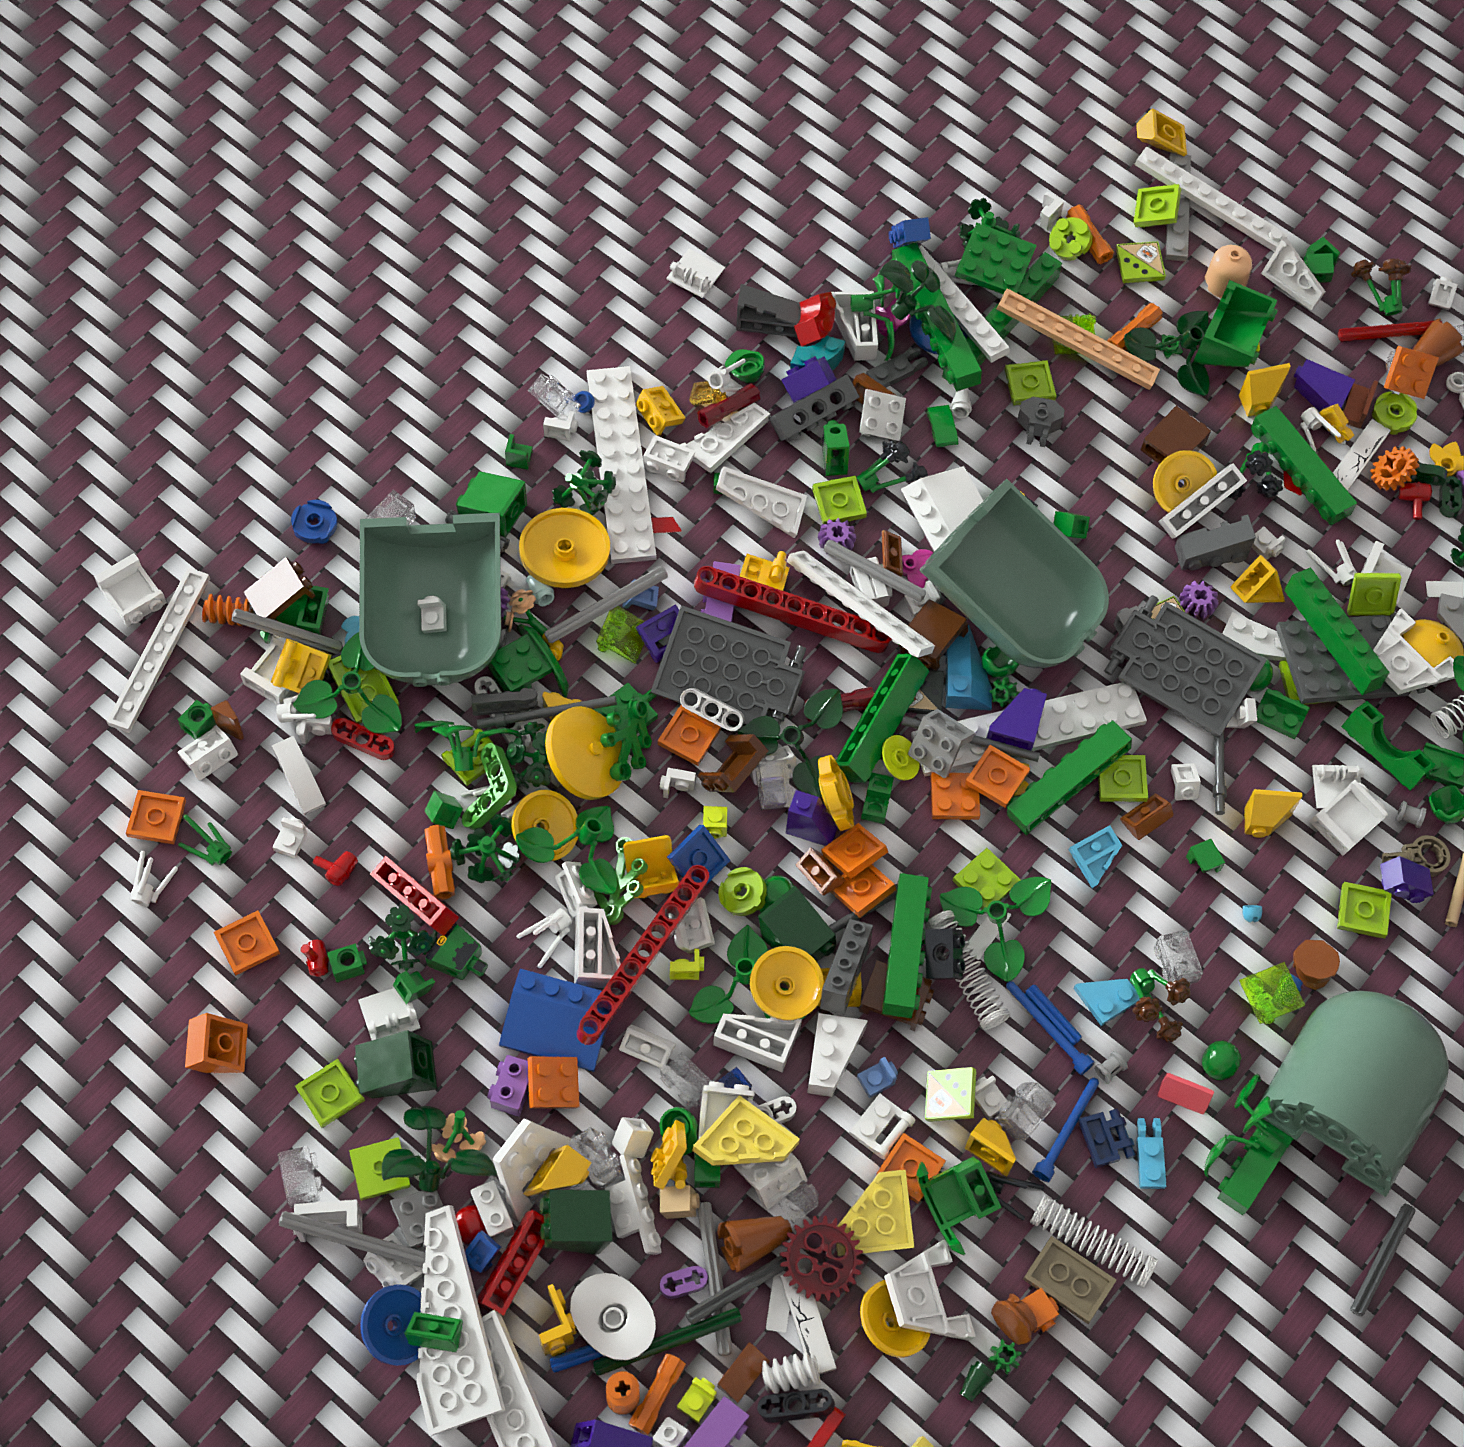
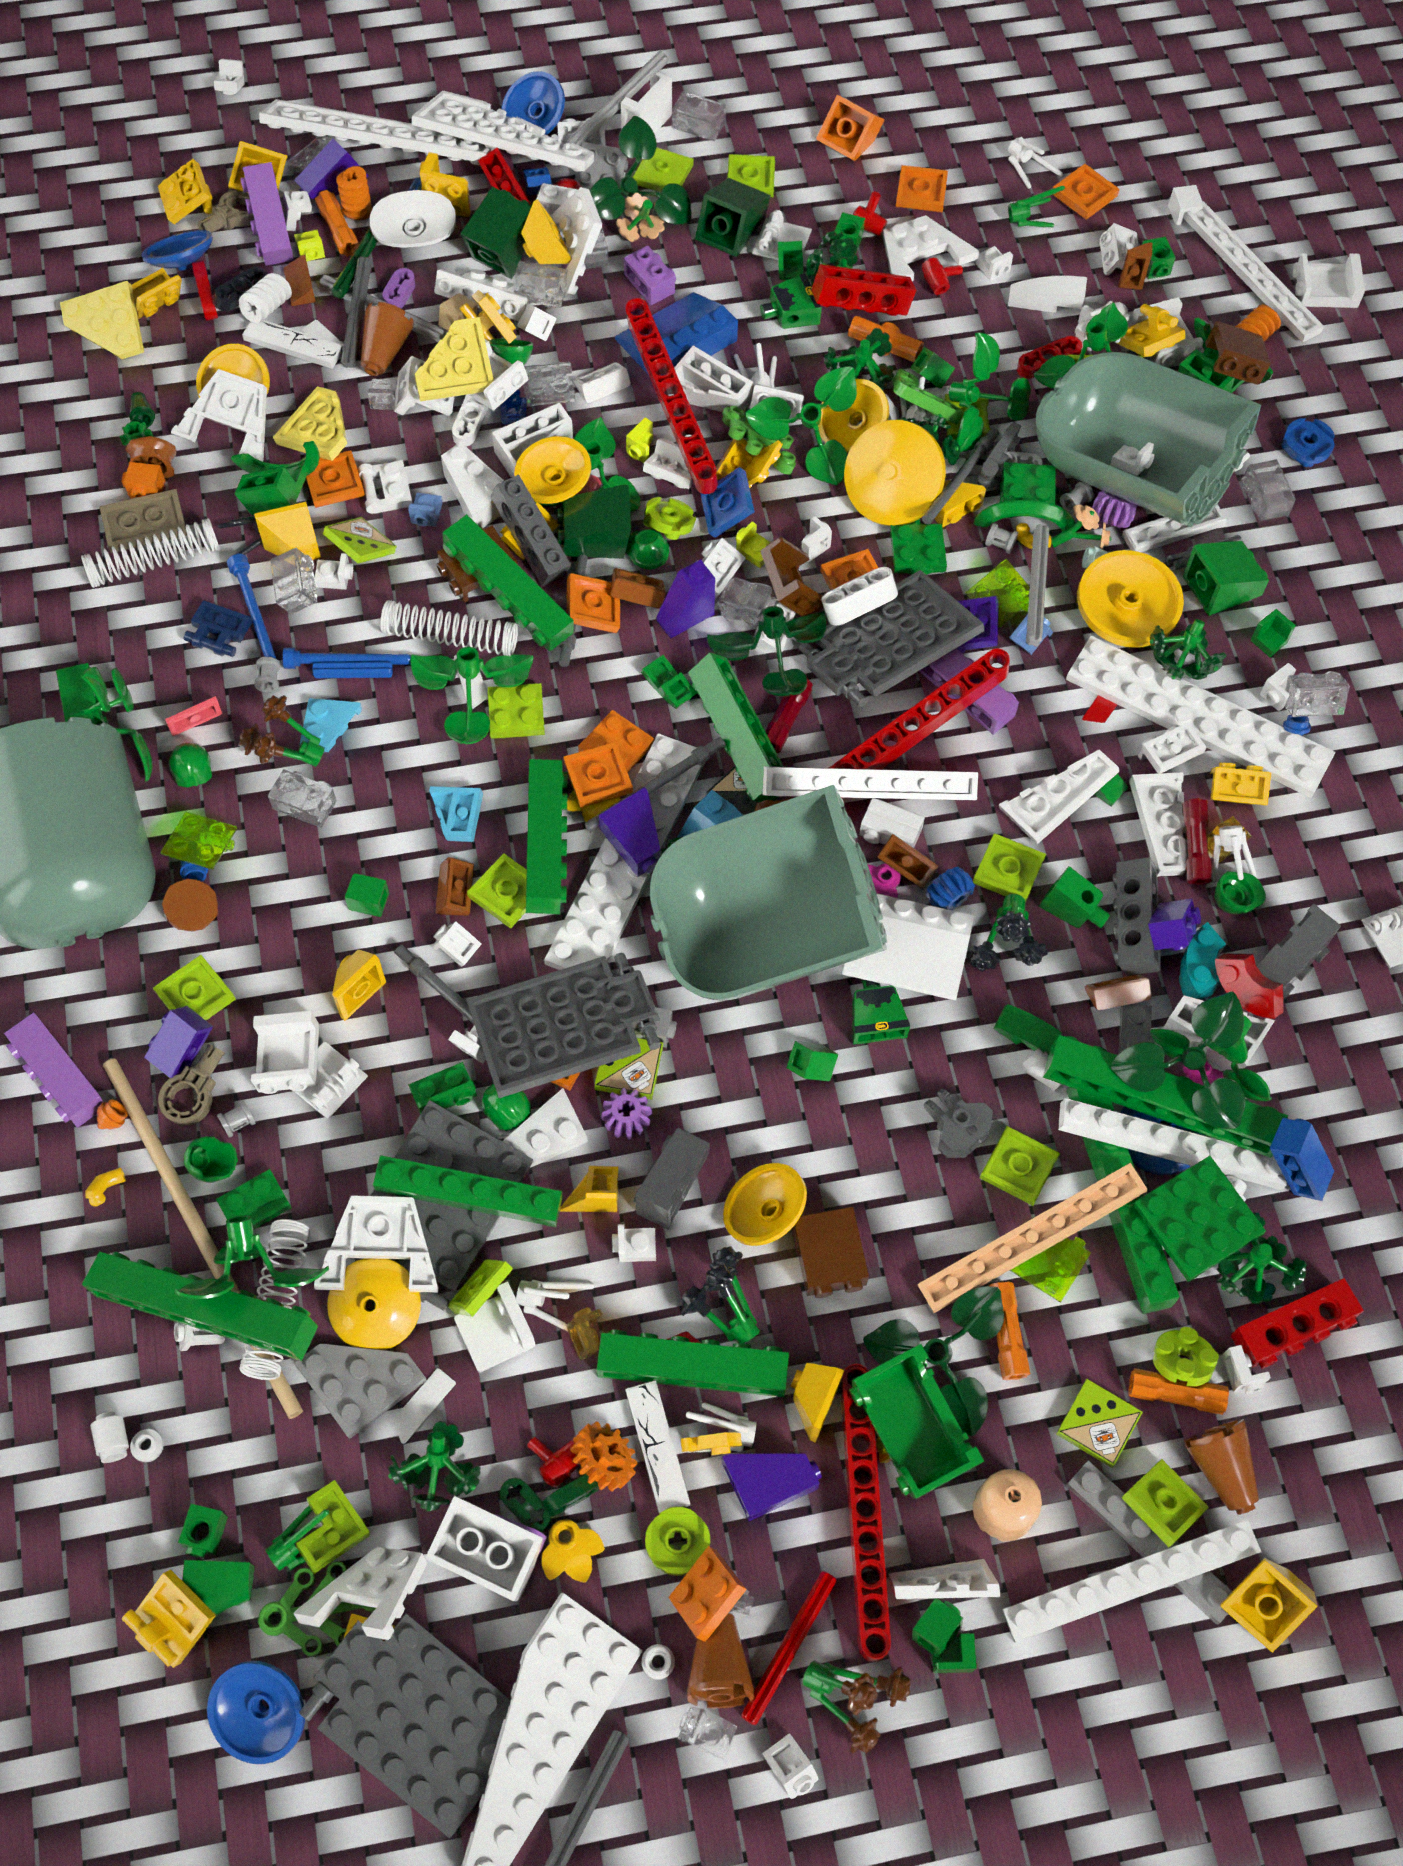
camera: 130 degrees right, 0 degrees up
(119, 733) = (1183, 200): none -> white panel
(286, 631) = (1203, 327): light grey axle -> none
(312, 910) = (922, 239): none -> white wing
(434, 1332) = (505, 115): green slope -> none
(553, 1082) = (621, 287): orange plate -> none
(572, 663) = (1001, 538): none -> light grey bush
(636, 712) = (886, 517): green plant -> none
(758, 834) = (722, 562): none -> white bracket
(765, 571) = (971, 736): yellow plate -> none
(813, 1281) = (323, 366): dark red gear -> none
(836, 792) = (691, 623): yellow piece -> none
(838, 532) = (967, 834): medium lavender gear -> none
(854, 850) = (631, 620): orange plate -> none
(874, 570) = (908, 818): light grey axle -> none
(882, 415) = (1081, 972): white hinge -> none
(890, 517) = (950, 889): none -> blue gear
(897, 760) = (677, 719): neon yellow dish -> none
(936, 943) = (472, 601): black brick -> none
(939, 742) = (673, 750): light grey bracket -> none
(1005, 201) = (1335, 1298): none -> red brick
(1108, 192) = (1227, 1464): none -> dark orange cone
(1150, 1156) = (172, 651): medium azure hinge -> none
(1174, 349) = (969, 1362): green plate -> none
(1202, 501) = (727, 1195): white brick -> none
(1252, 913) = (288, 891): medium azure hinge -> none
(1298, 332) = (862, 1526): none -> red beam
(1340, 530) = (583, 1337): none -> clear yellow bracket
(1358, 404) = (721, 1507): copper panel -> none
(1366, 728) = (314, 1151): green arch -> none

